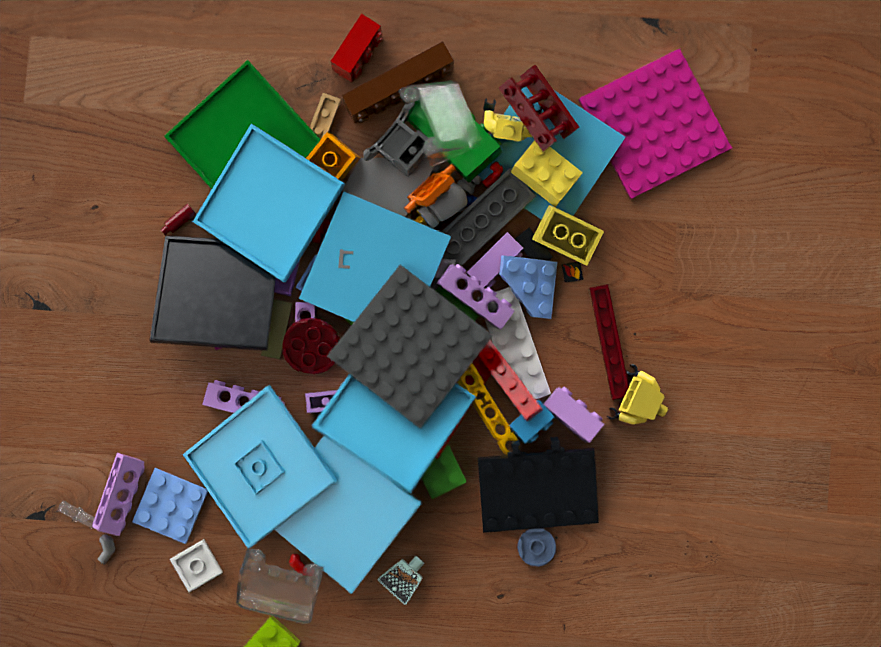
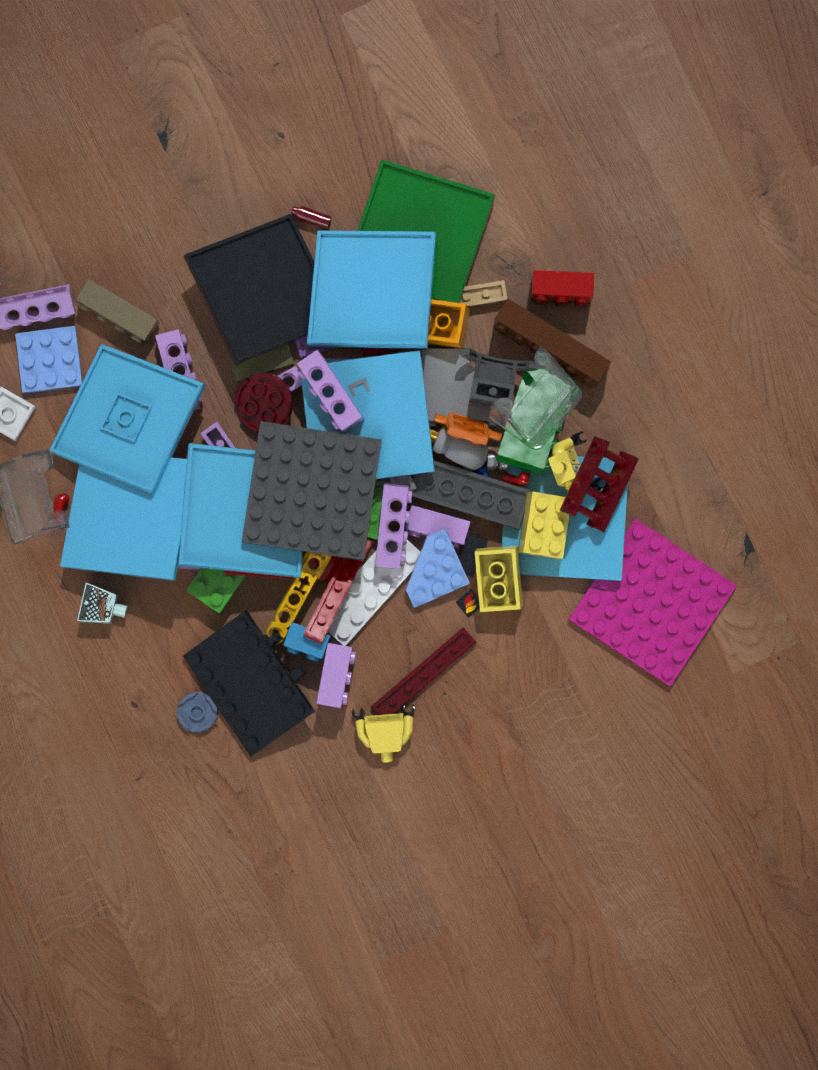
camera: 65 degrees right, 0 degrees up
(163, 425) = (117, 311): none -> dark tan brick
(304, 281) = (351, 415): none -> lavender brick

